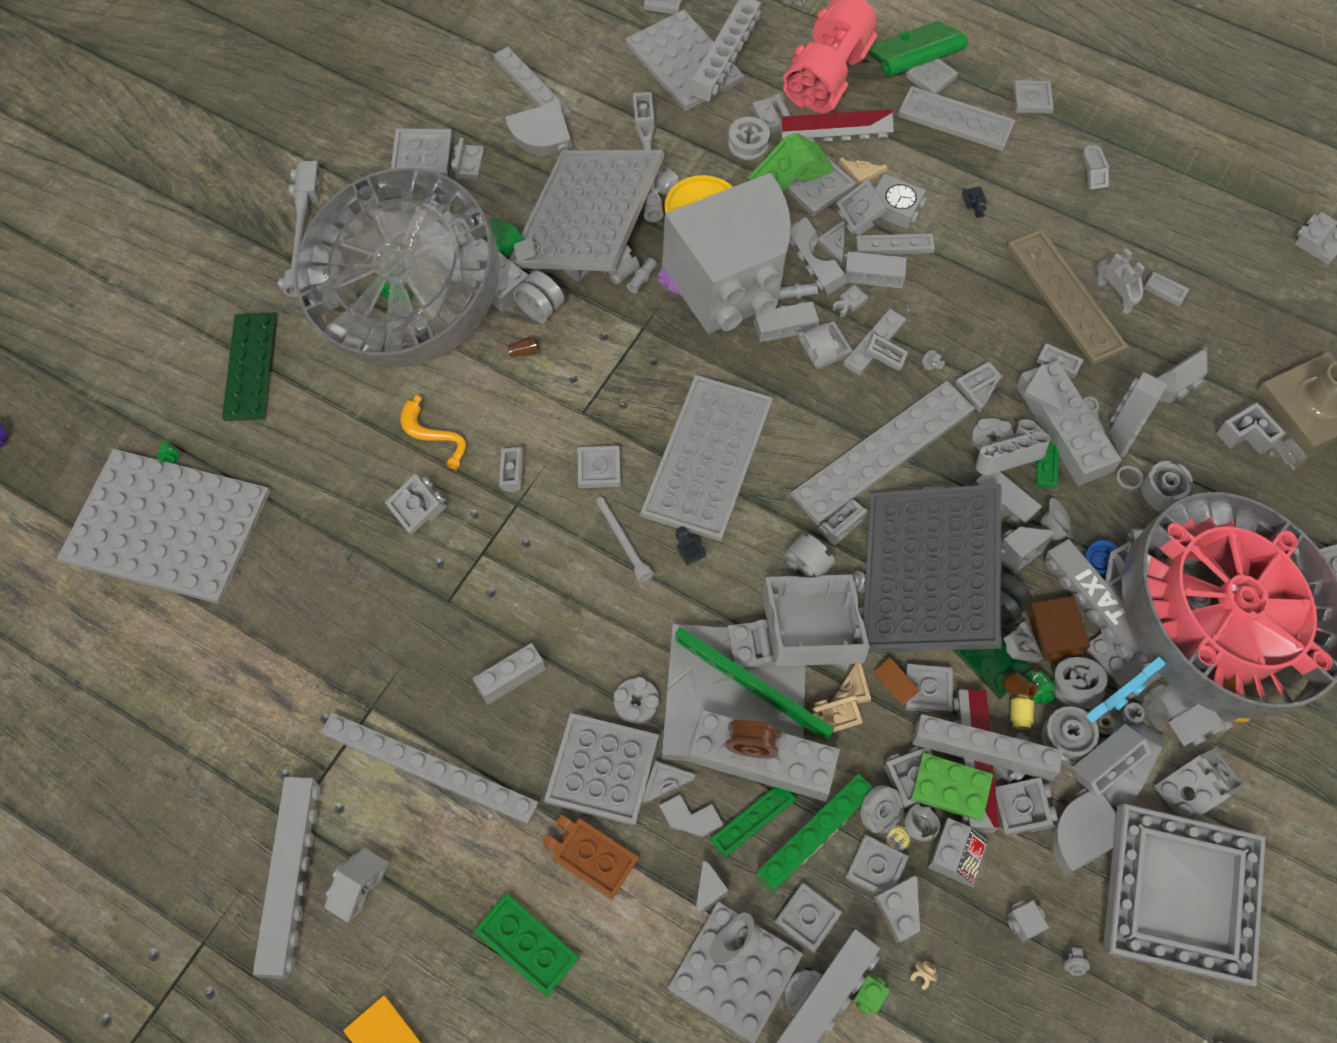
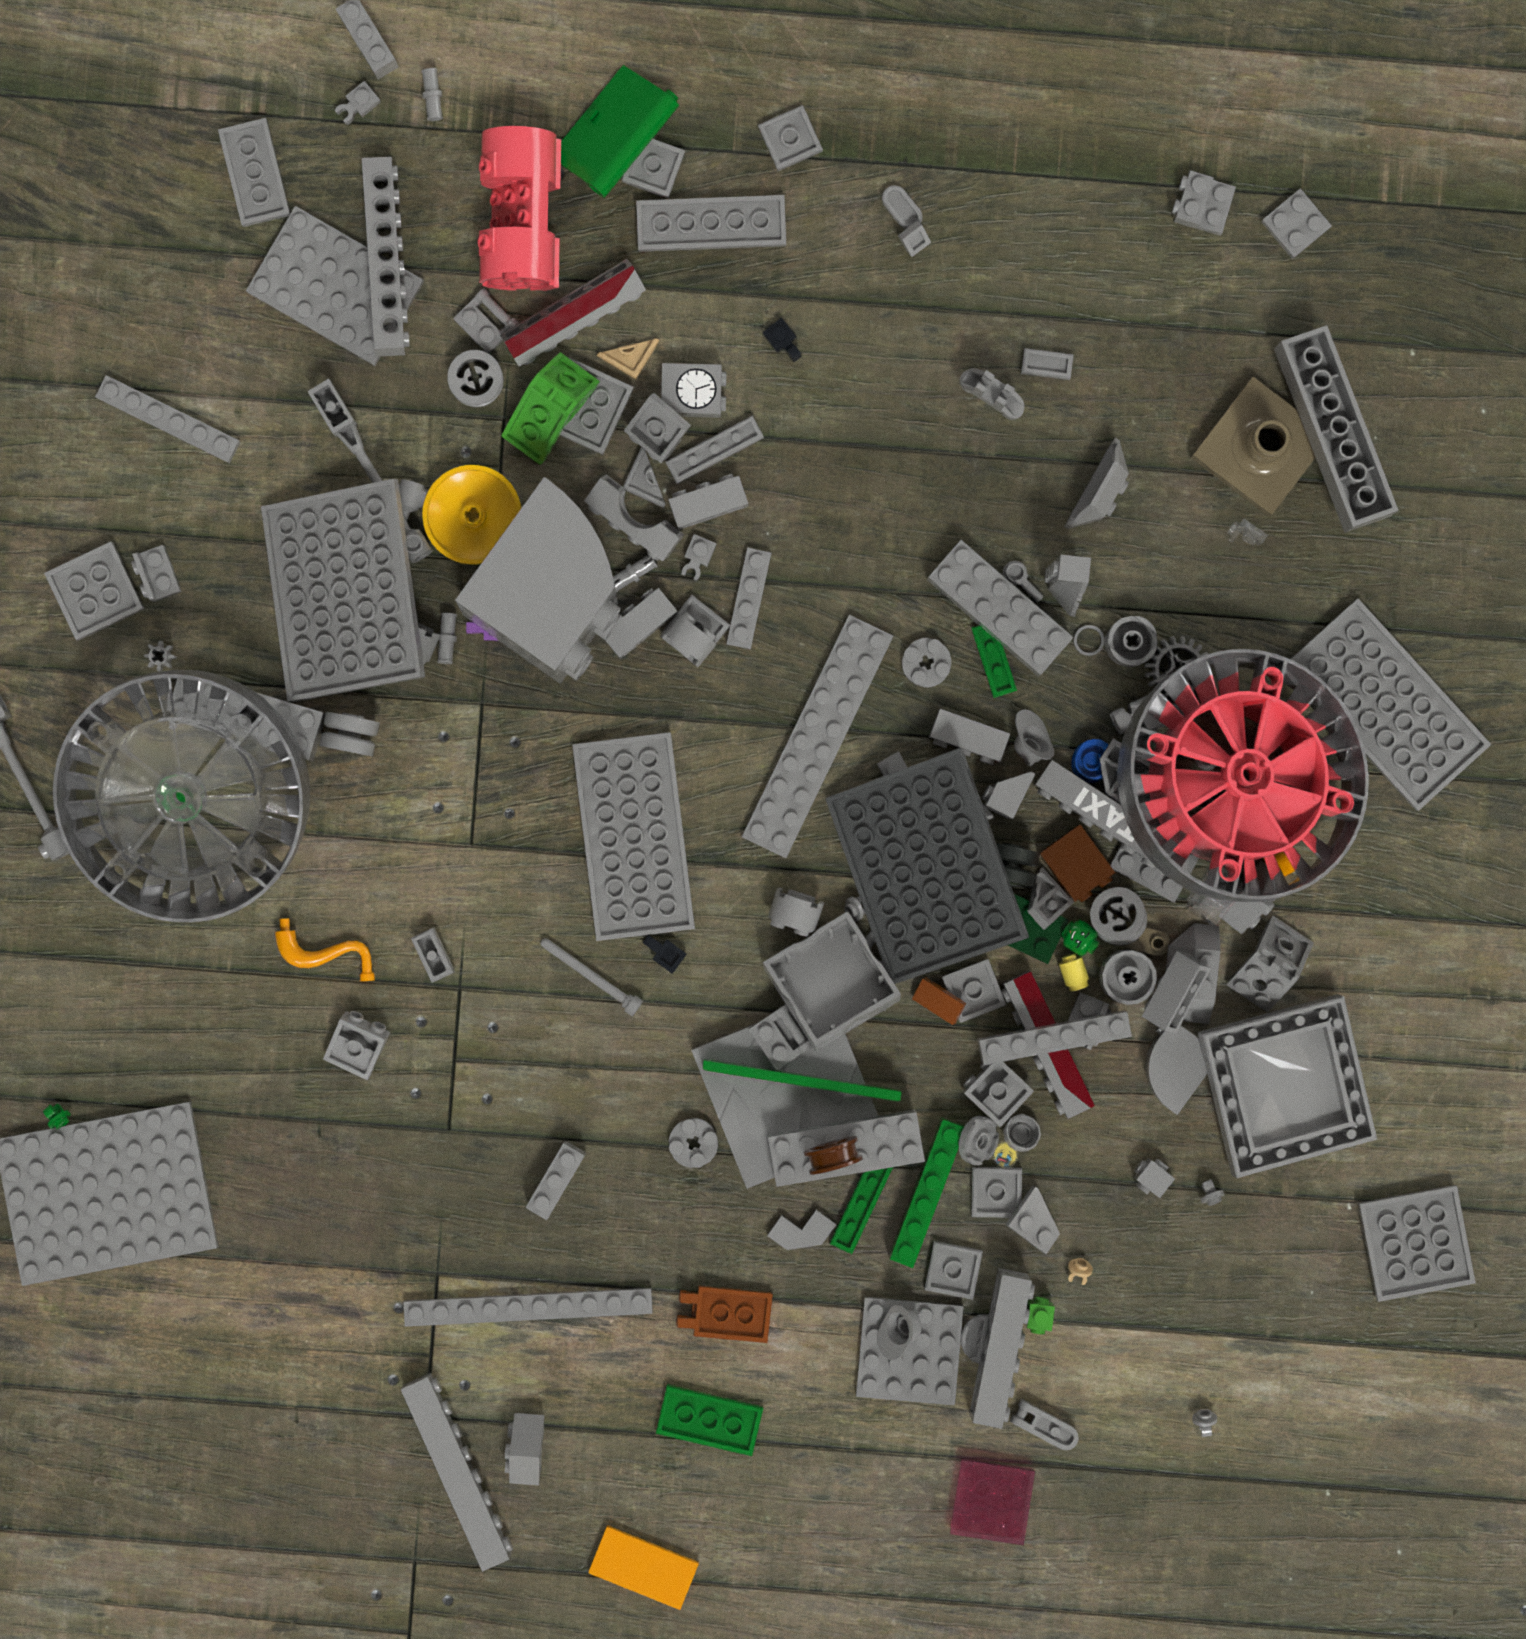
camera: 25 degrees left, 25 degrees up
(249, 367) = (73, 968): dark green plate -> none
(505, 236) = (260, 672): green brick -> none
(524, 347) = (365, 799): reddish brown cone -> none
(525, 249) = (301, 681): light grey tile -> none
(540, 130) = (222, 492): light grey brick -> none
(599, 467) = (524, 906): light grey plate -> none
(602, 769) = (695, 1227): light grey plate -> none
(665, 779) = (759, 1206): light grey tile -> none
(710, 889) = (852, 1290): light grey slope -> none
(838, 714) = (895, 1064): tan bracket -> none
(843, 522) = (809, 845): light grey hinge -> none
(855, 685) = (899, 1027): tan tile -> none
(886, 355) = (748, 612): light grey tile -> none
(932, 360) = (821, 596): light grey plate -> none
(952, 787) = (1036, 1089): bright green plate -> none
(958, 852) = (1067, 1143): light grey slope -> none
(979, 384) = (887, 602): light grey wing -> none
(1019, 685) = (1059, 950): reddish brown cone -> none
(1026, 806) = (1112, 1068): light grey plate -> none
(1027, 446) = (952, 683): light grey beam -> none
(1043, 391) = (958, 594): light grey tile -> none
(1067, 297) = (938, 432): dark tan plate -> none
(1068, 361) = (962, 527): light grey plate -> none
(1135, 686) = (1171, 904): medium azure wing -> none
(1139, 711) = (1177, 911): light grey bush -> none
(1254, 426) = (1195, 519): light grey brick -> none

